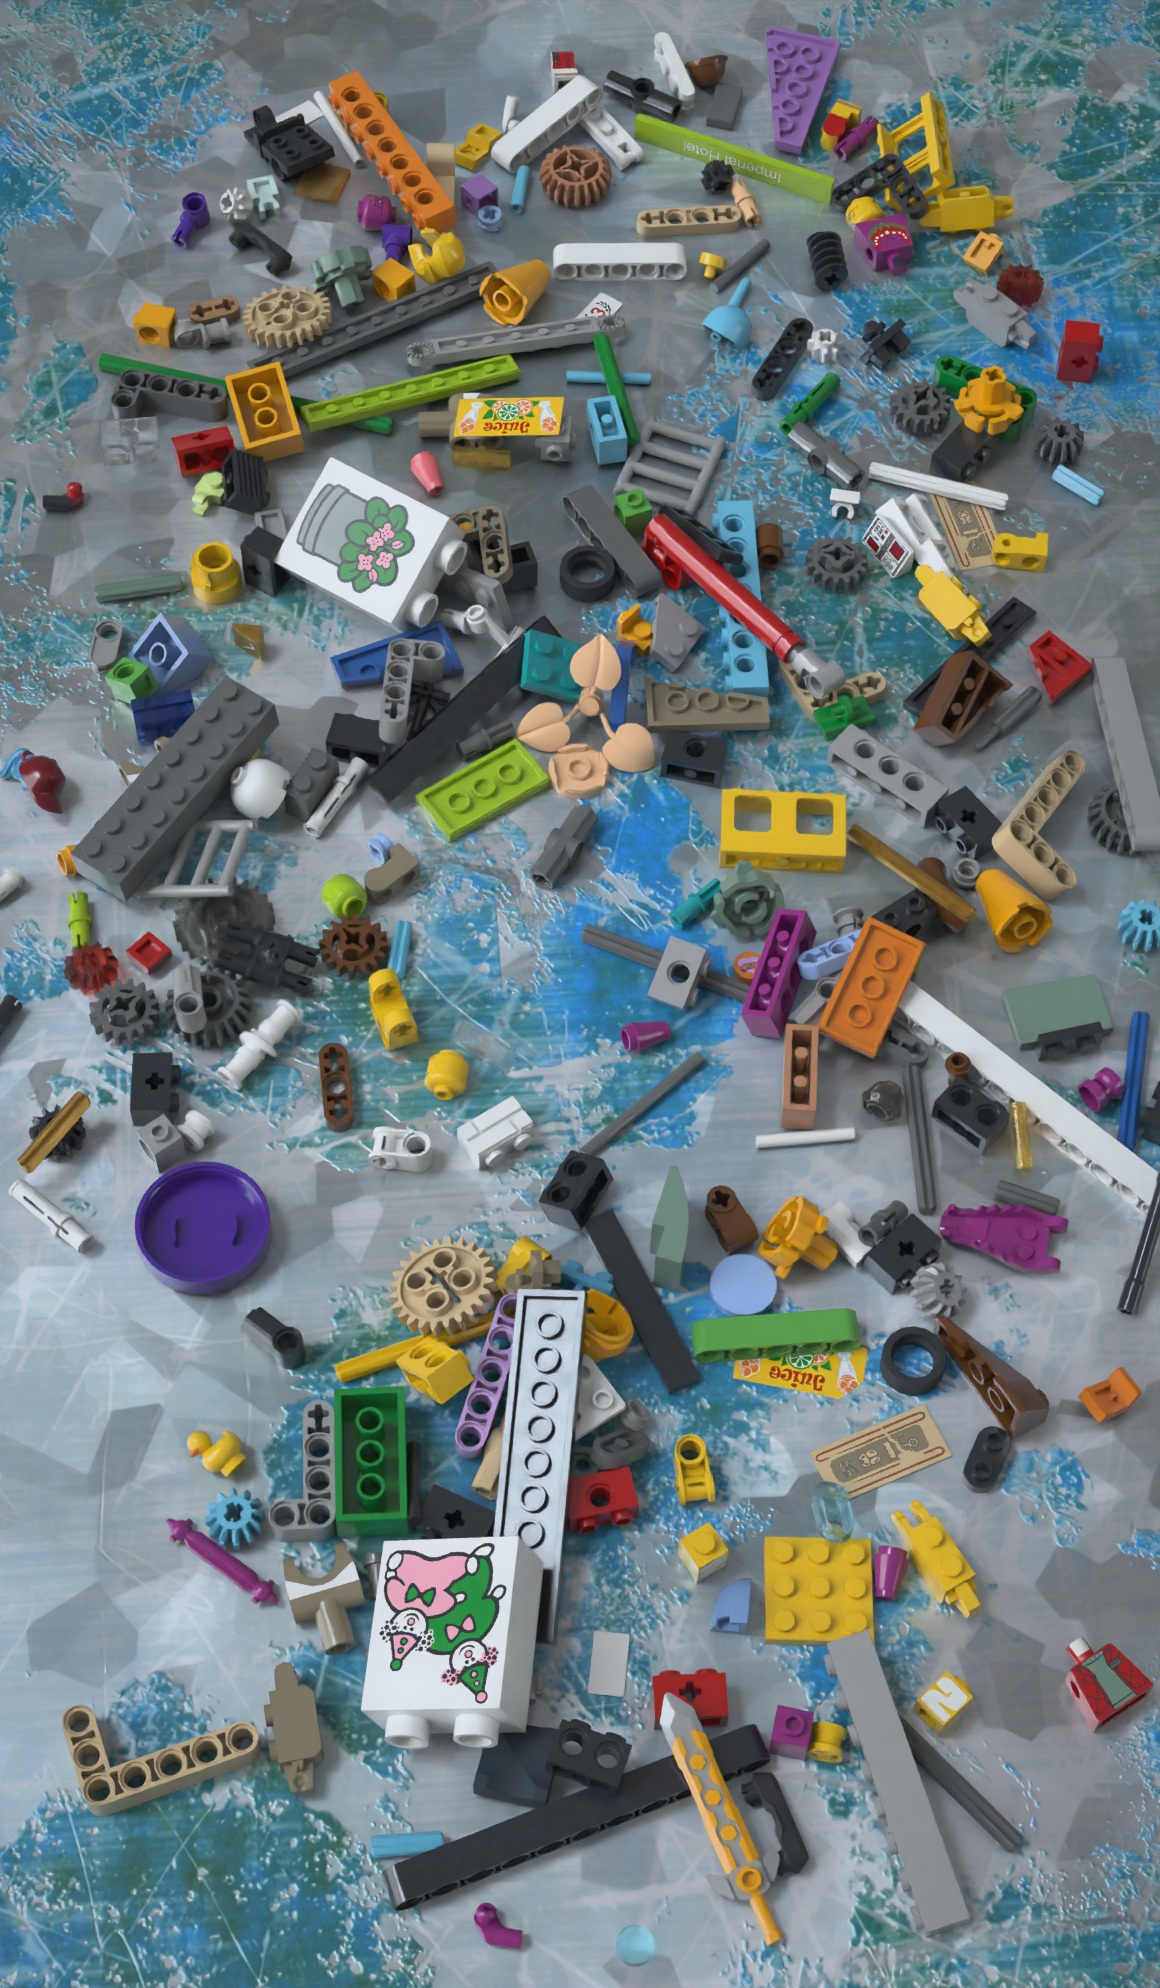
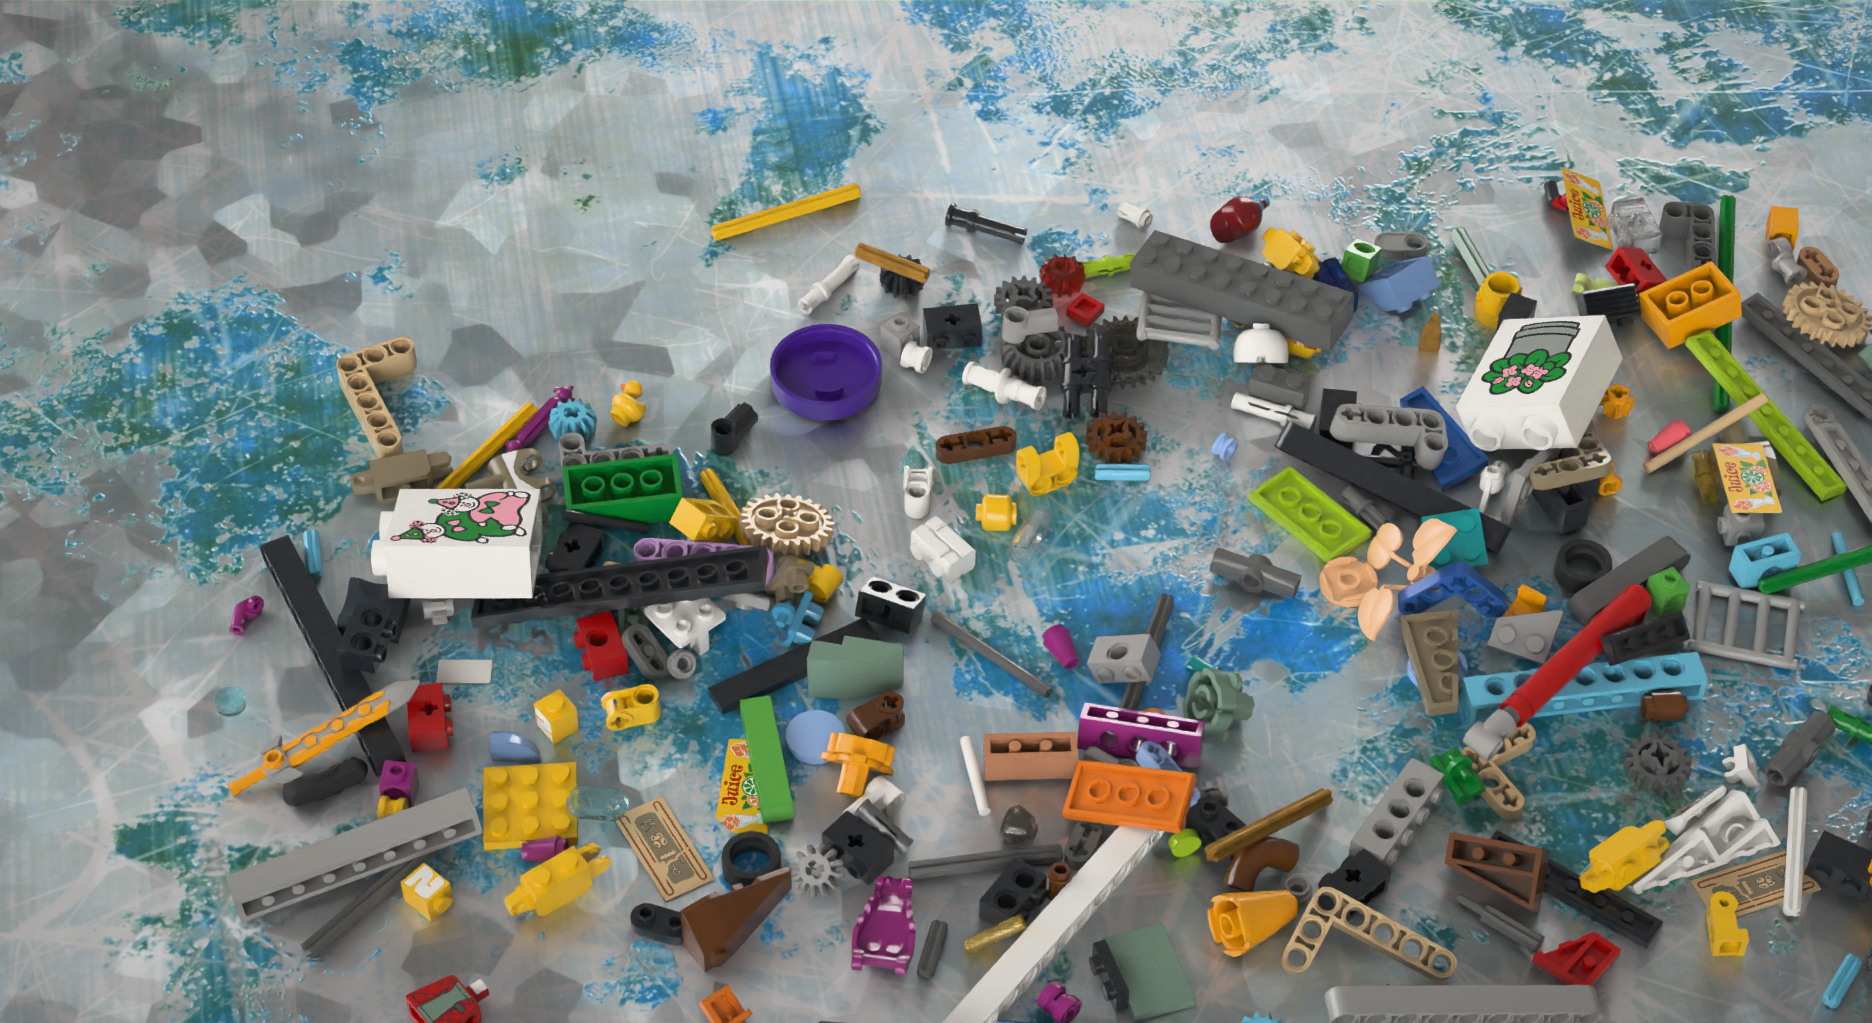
camera: 85 degrees right, 10 degrees down
(90, 476) = (1587, 209): none -> sticker
(121, 739) = (1290, 252): none -> yellow hinge
(273, 1637) = (489, 447): none -> yellow axle
(344, 896) = (1166, 425): lime head -> none
(392, 877) = (1197, 457): dark tan leg -> none
(436, 440) = (1705, 433): none -> tan piece
(608, 1329) = (752, 628): light orange helmet -> none
(694, 759) = (1379, 662): black brick -> none
(782, 845) = (1289, 729): yellow window -> none

